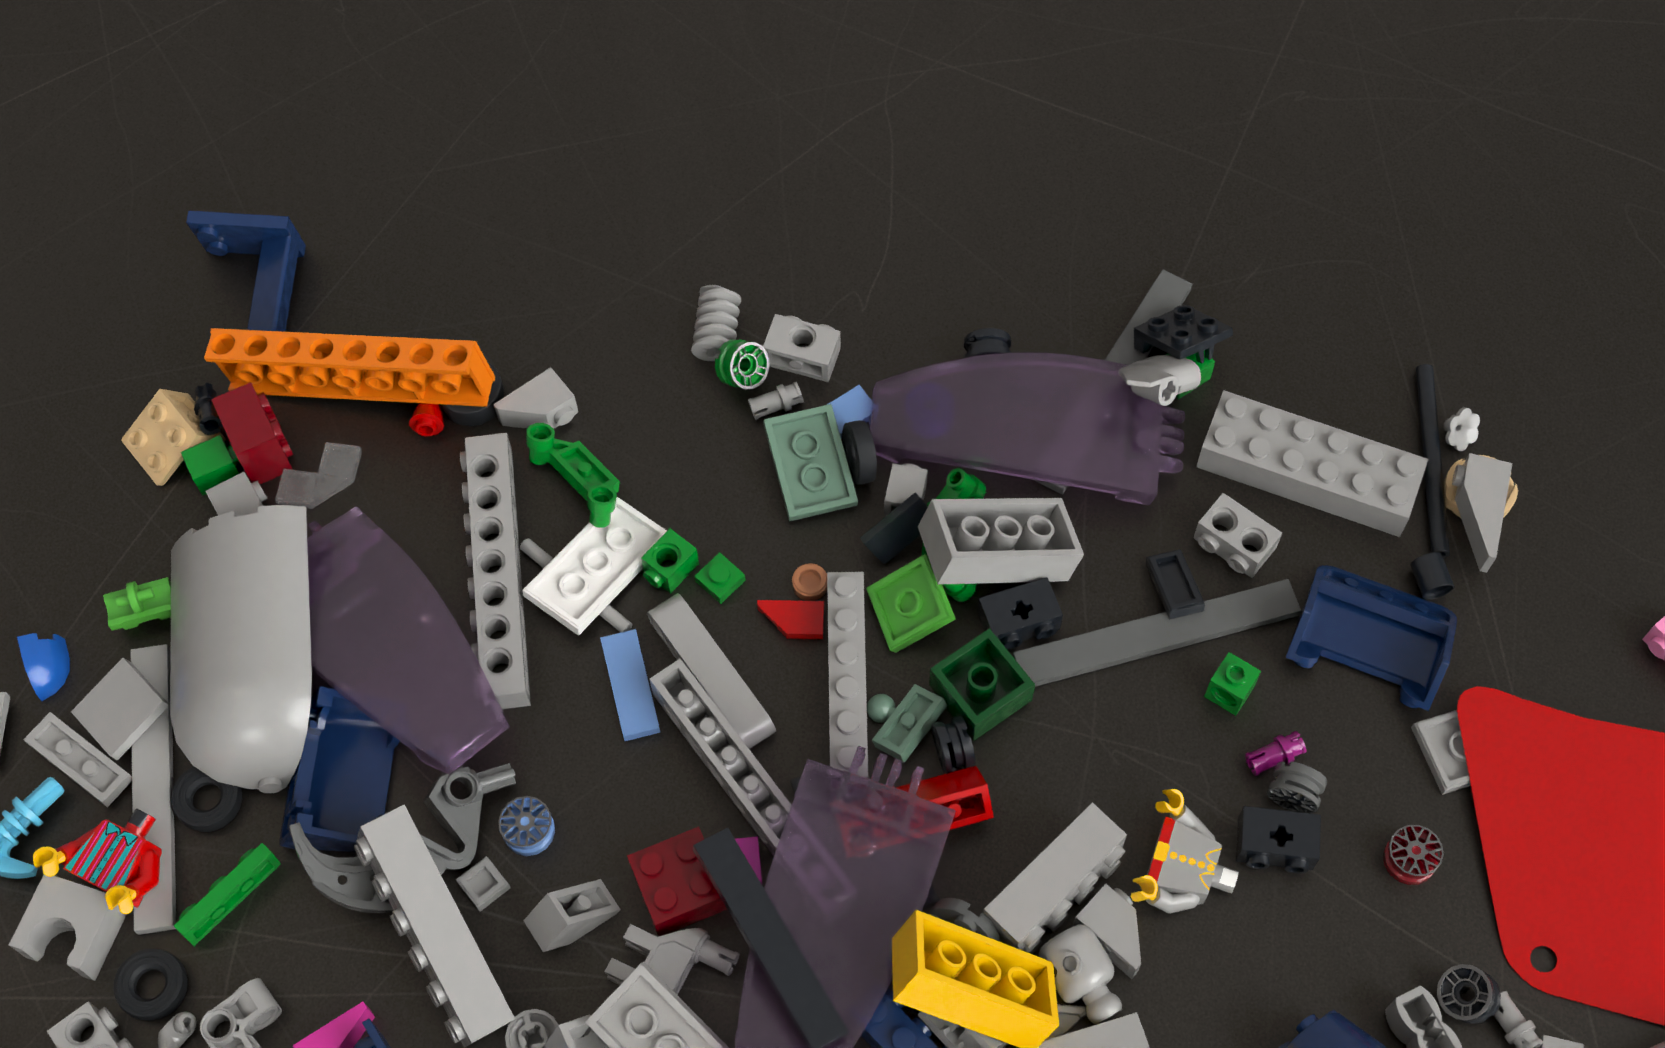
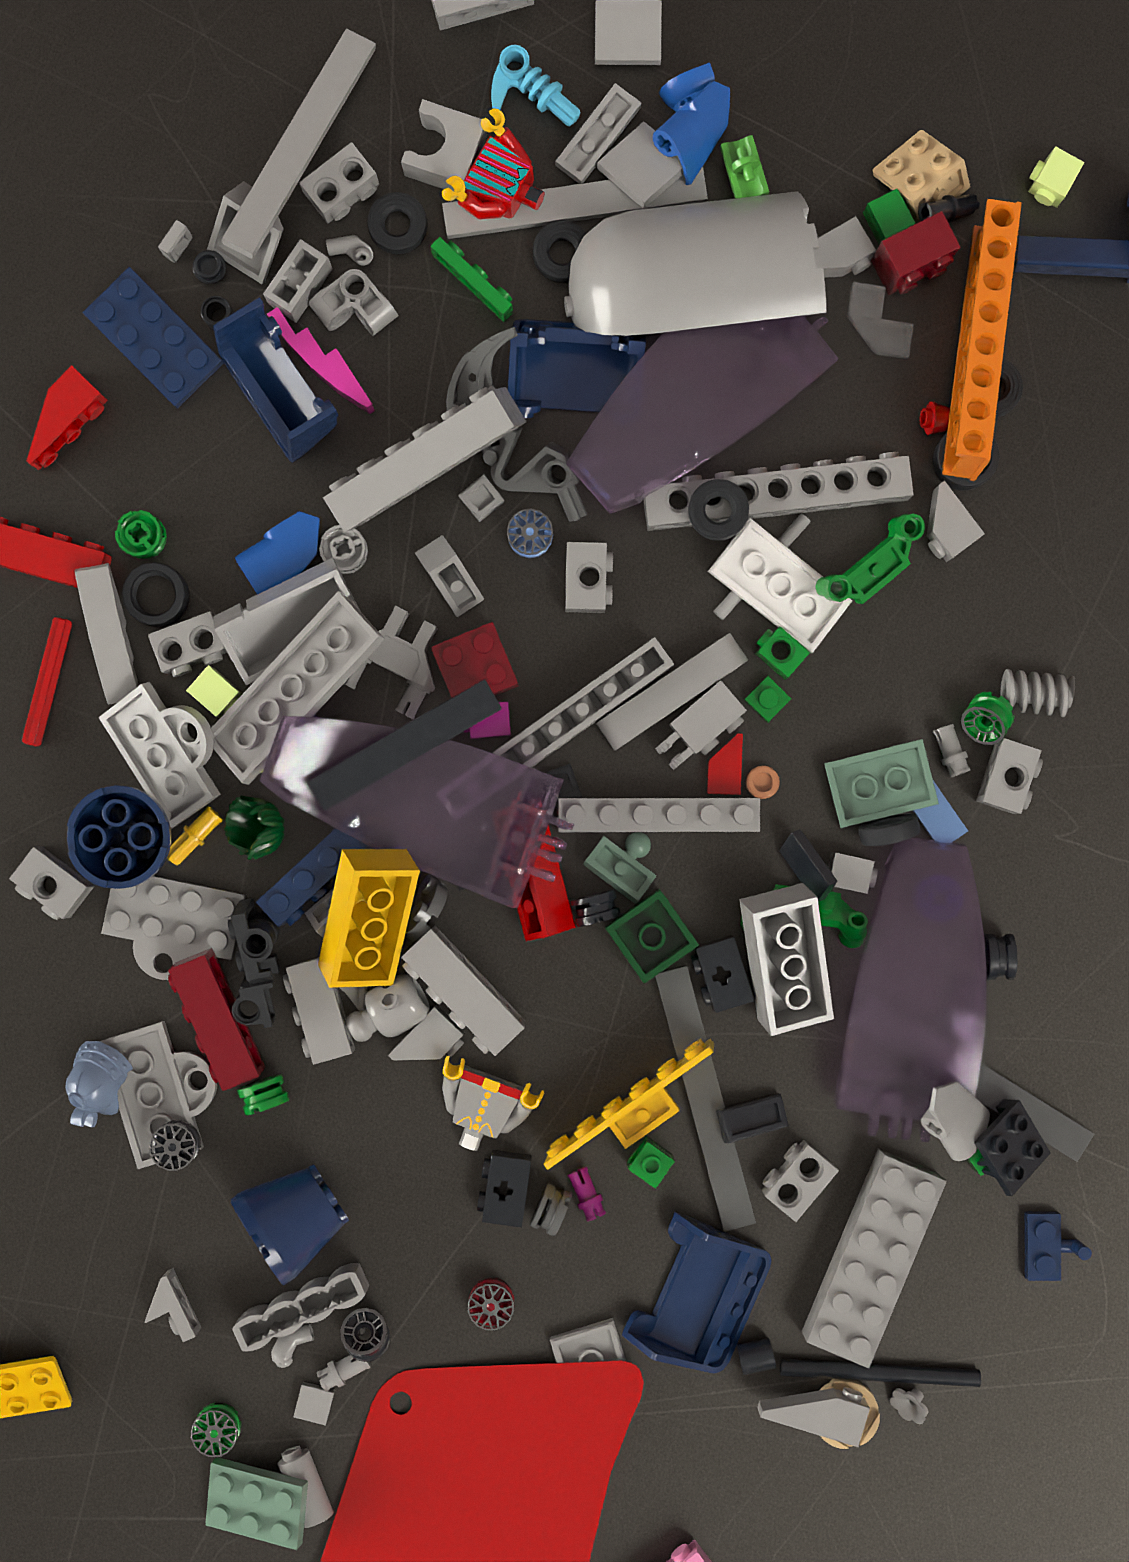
camera: 85 degrees right, 25 degrees up
(85, 653) = (695, 128): none -> blue panel
(188, 314) = (1054, 177): none -> yellowish green brick
(511, 638) = (728, 491): none -> black tyre
(597, 774) = (583, 557): none -> light grey brick
(630, 685) = (663, 619): medium blue tile -> none
(746, 638) = (704, 722): none -> light grey hinge
(910, 604) = (733, 873): bright green tile -> none
(1176, 694) = (637, 1114): none -> yellow bracket
(1280, 311) = (1045, 1246): none -> dark blue plate

